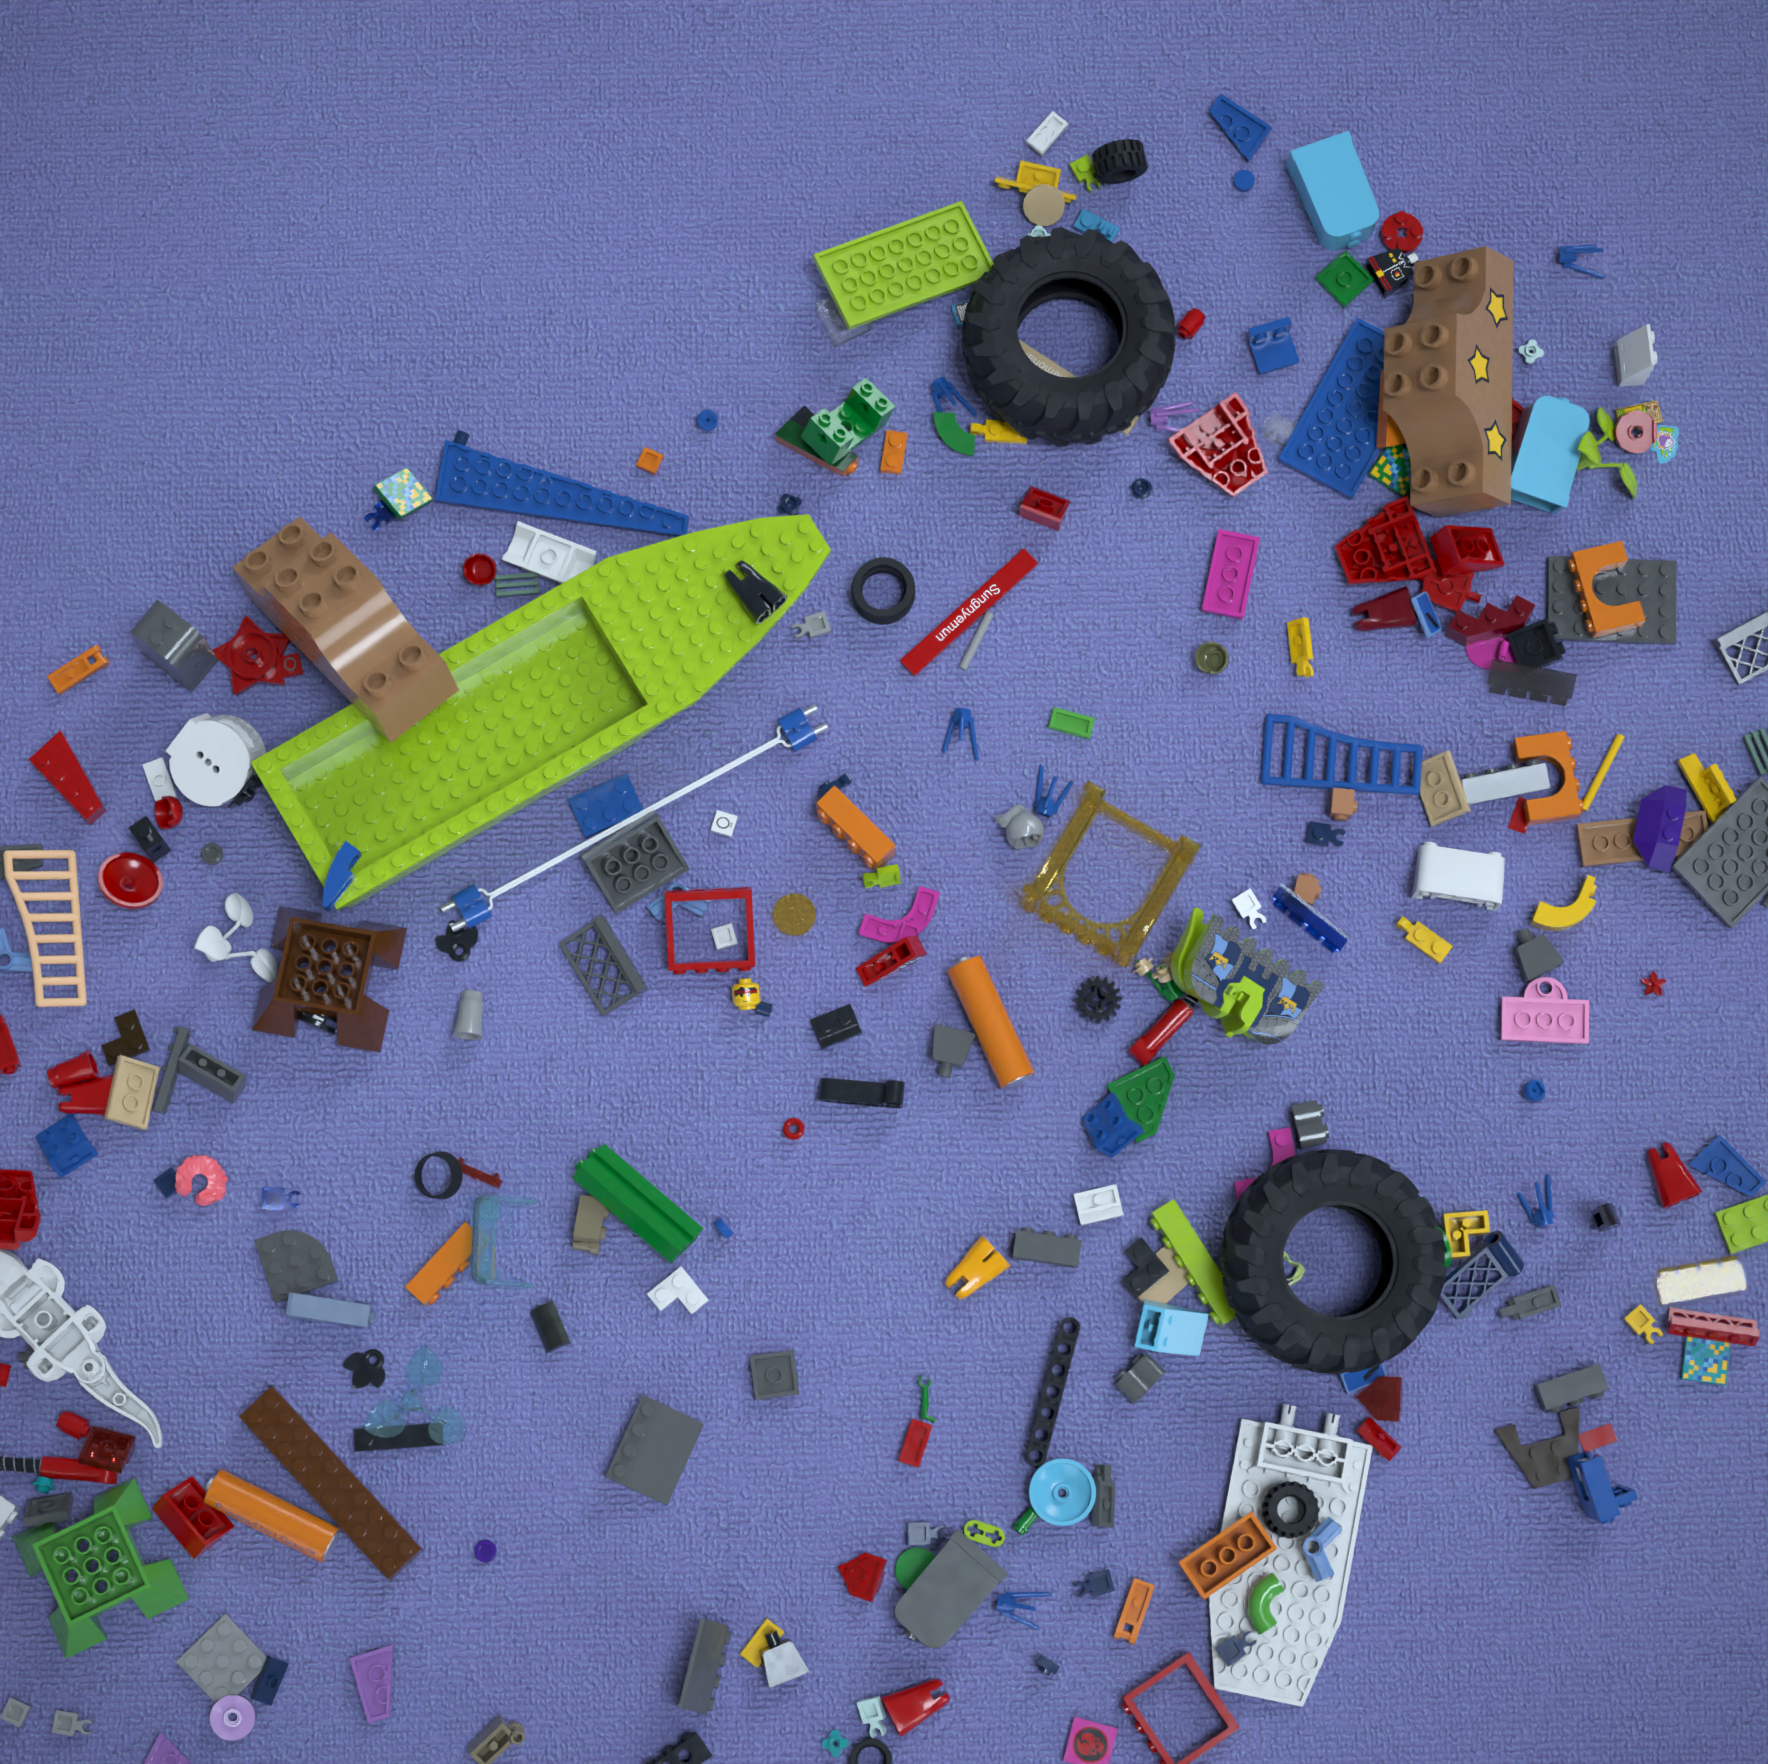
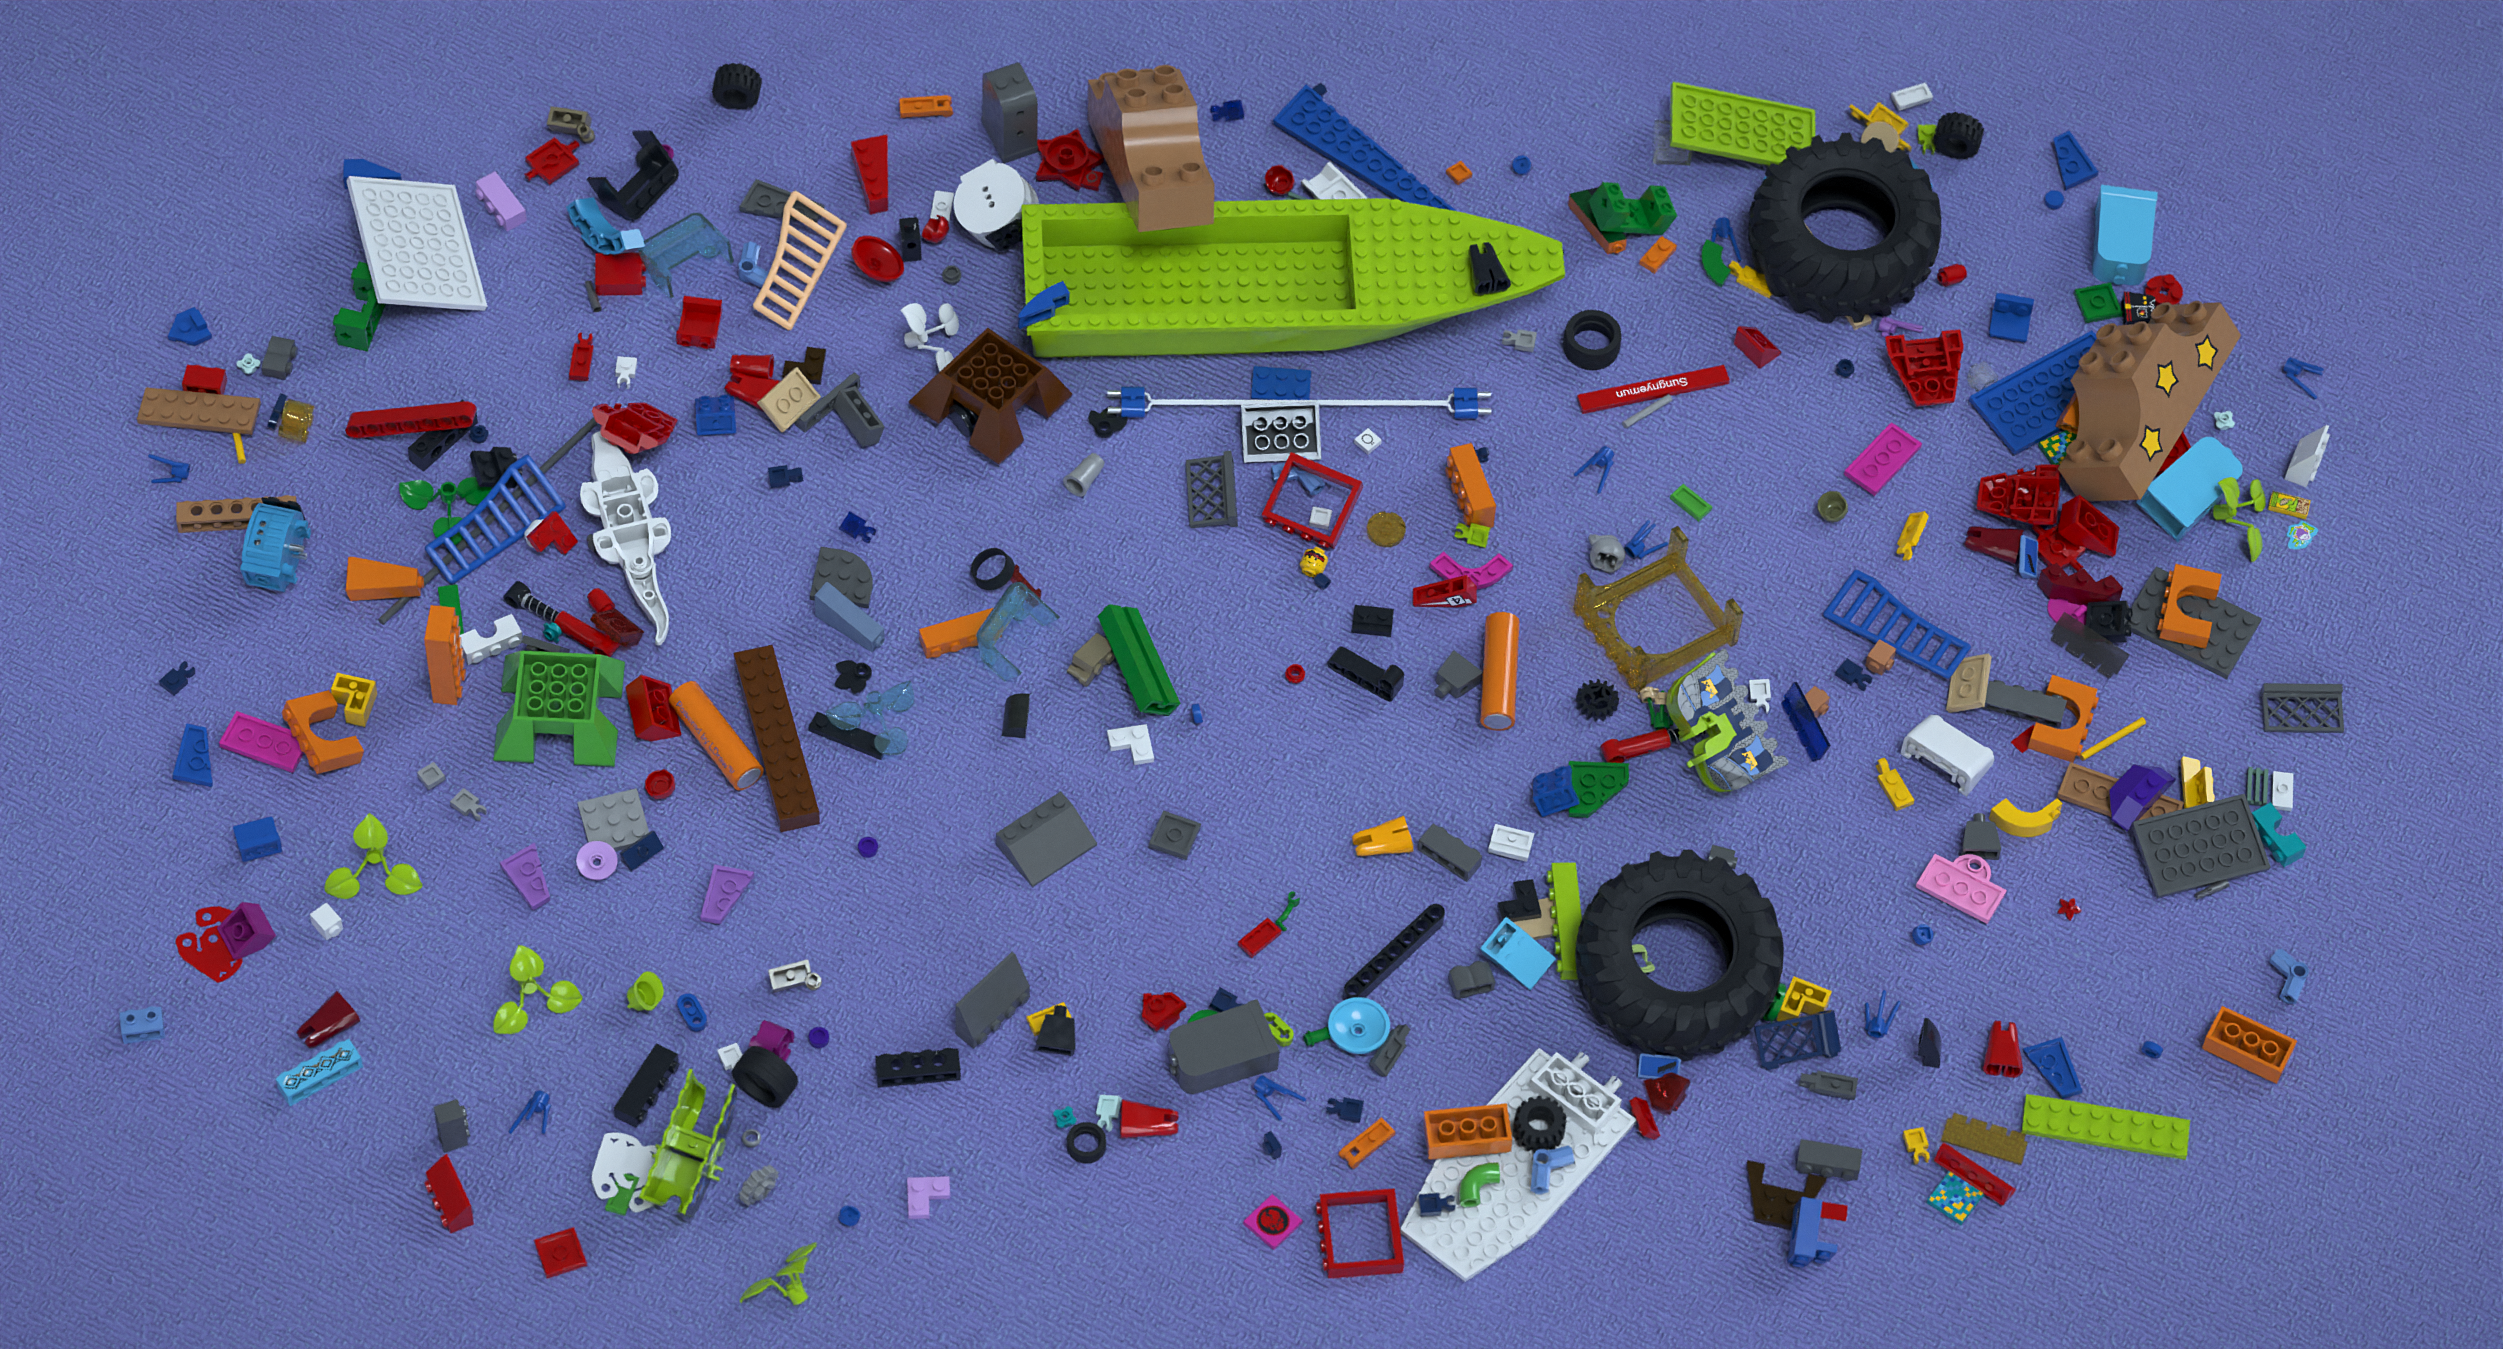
camera: 25 degrees right, 20 degrees down
(211, 1170) = (814, 478): coral piece -> none
(246, 1598) = (660, 784): none -> red hair
(403, 493) = (1250, 104): tile -> none
(1644, 423) = (2282, 522): plate -> none

